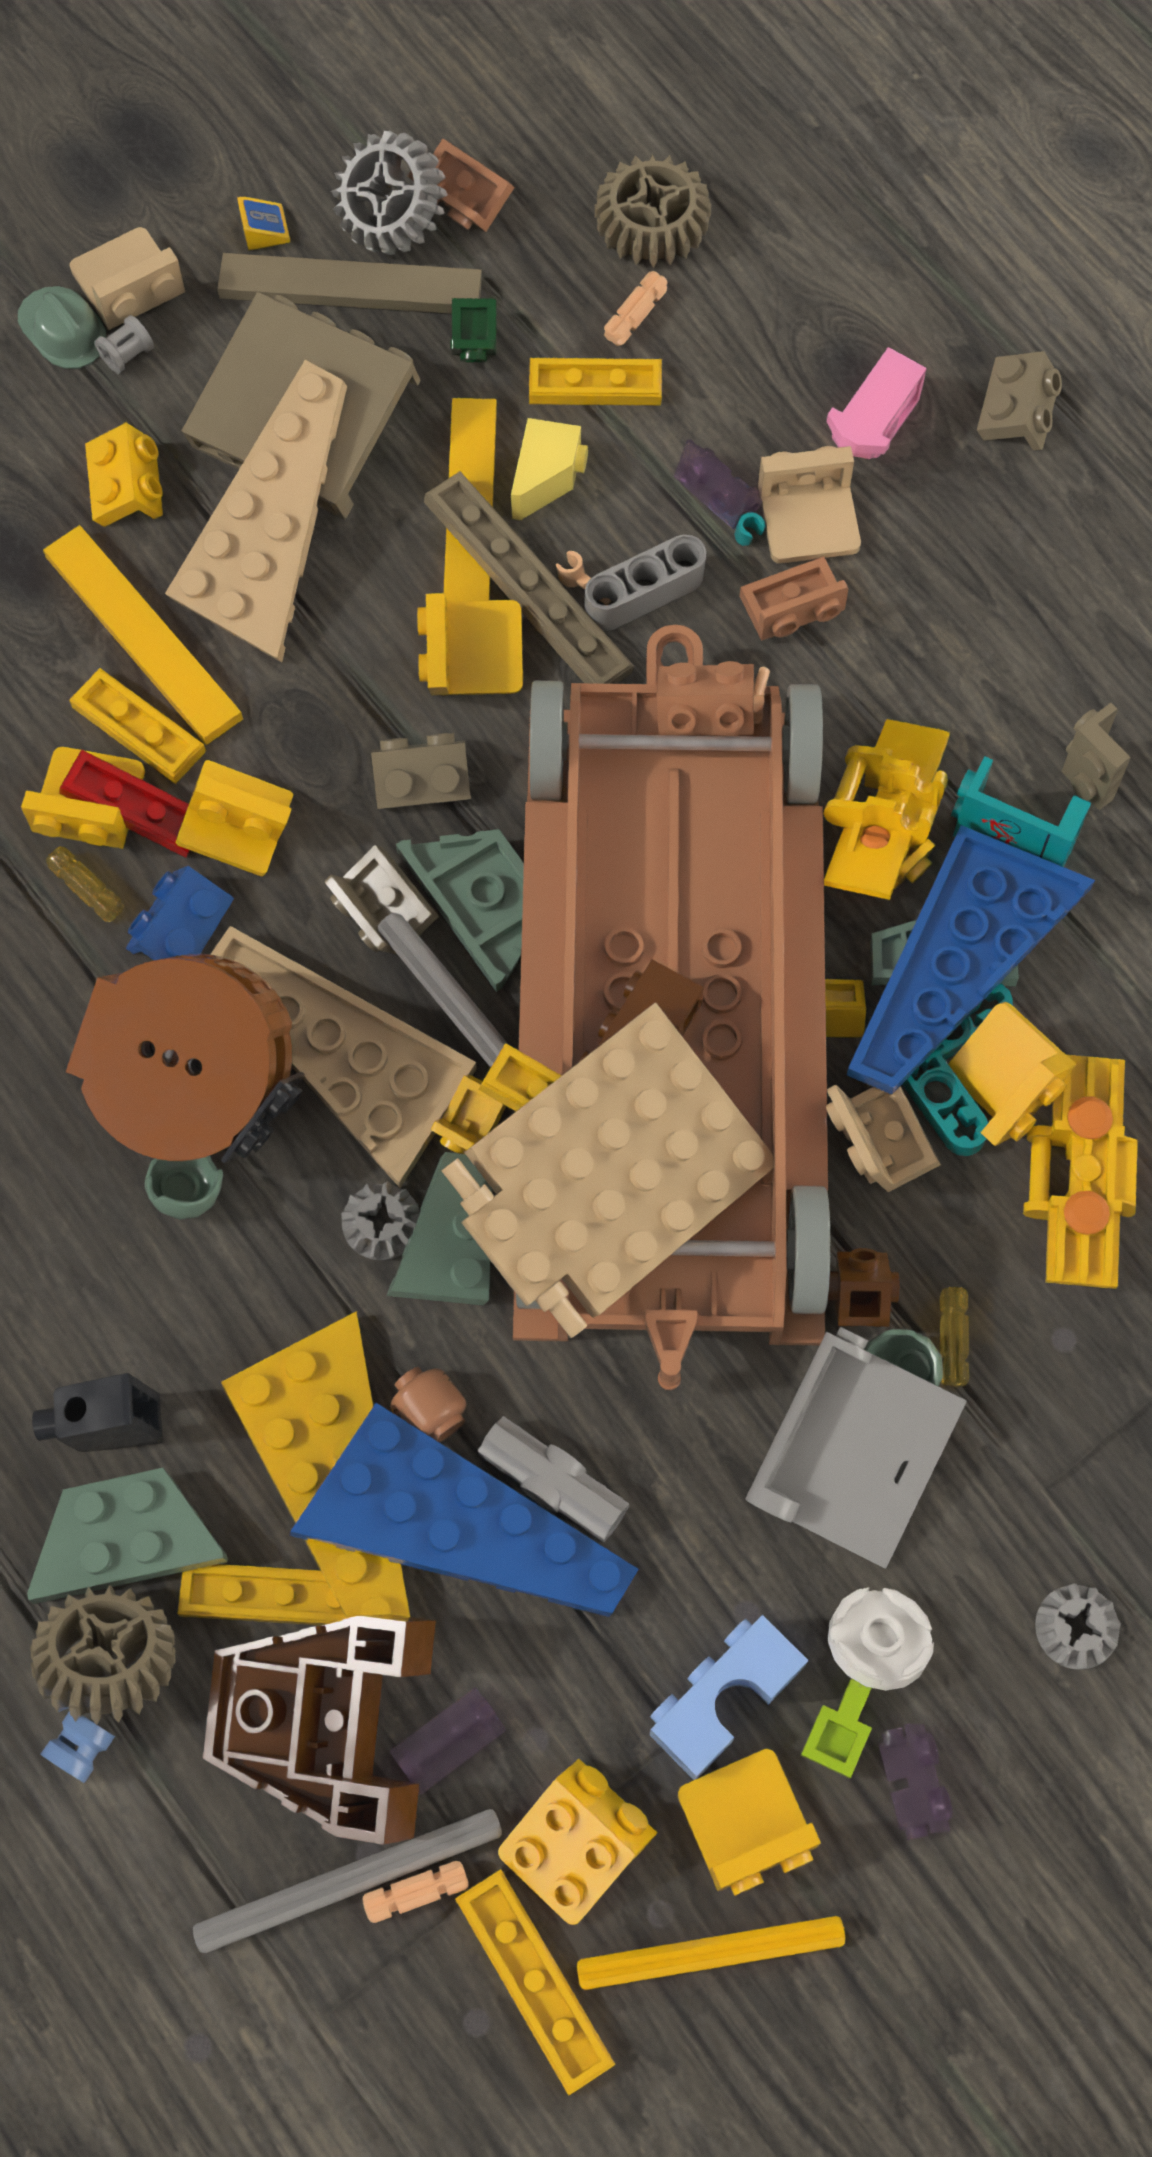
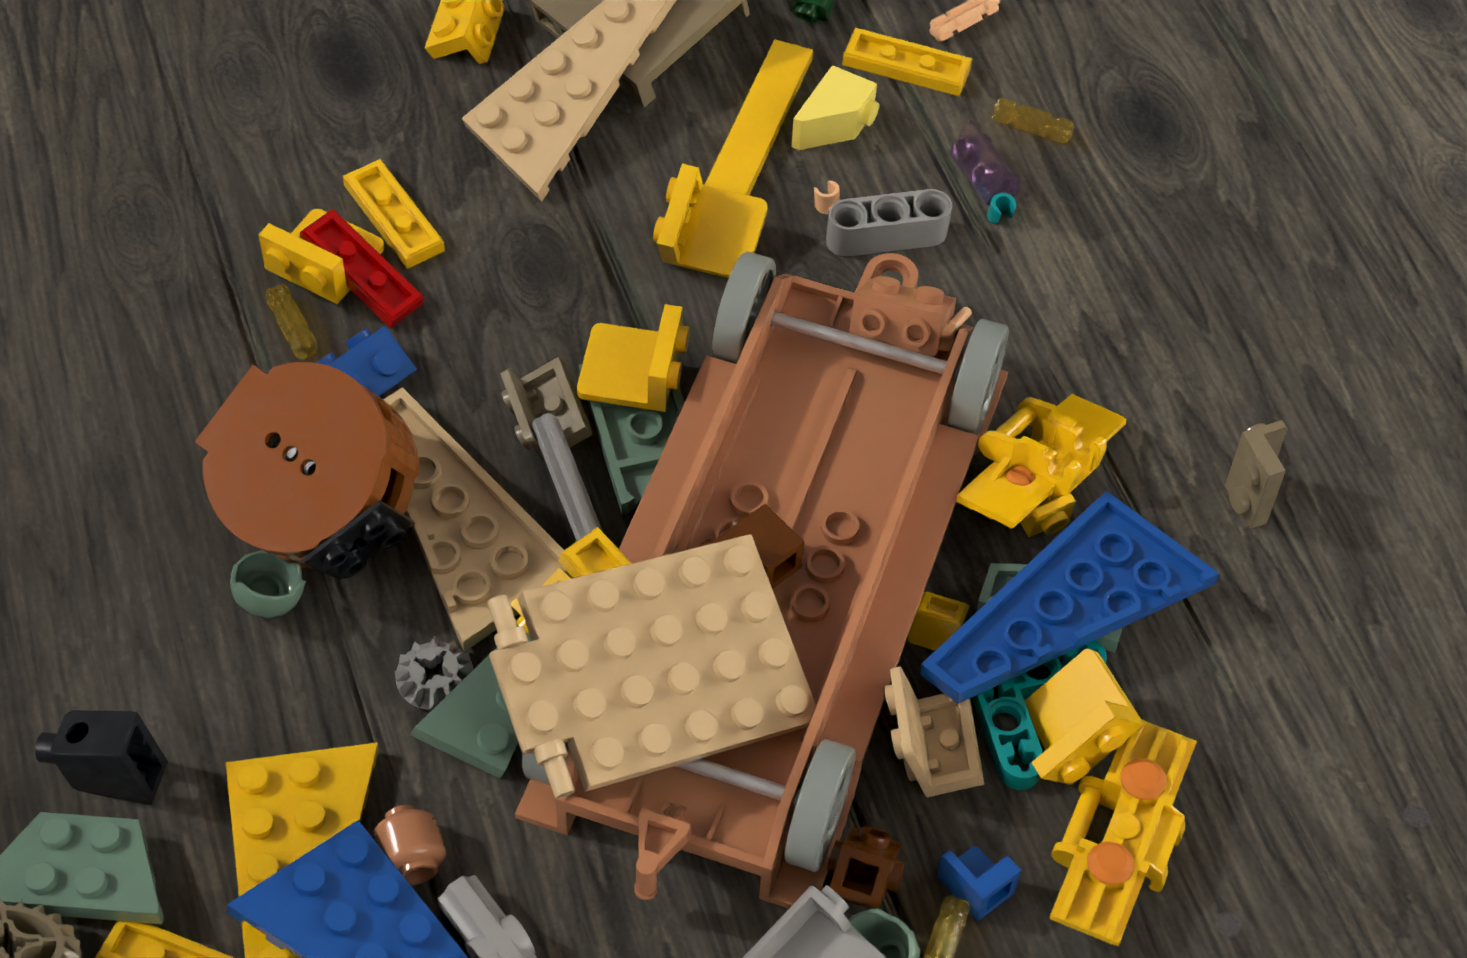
camera: 15 degrees right, 15 degrees down
(143, 635) = (430, 147): yellow tile -> none
(235, 818) = (443, 303): yellow bracket -> none
(420, 772) = (615, 306): dark tan bracket -> none
(454, 829) = (634, 364): none -> yellow bracket
(528, 582) = (782, 189): dark tan tile -> none
(747, 414) = (1033, 120): none -> clear yellow axle
(794, 599) = (1021, 272): nougat bracket -> none
(809, 504) = (1062, 200): tan bracket -> none
(878, 406) = (1154, 141): bright pink piece -> none
(964, 1261) = (978, 879): none -> blue panel
(1013, 825) = (1193, 528): teal panel -> none
(1020, 399) = (1289, 173): dark tan bracket -> none

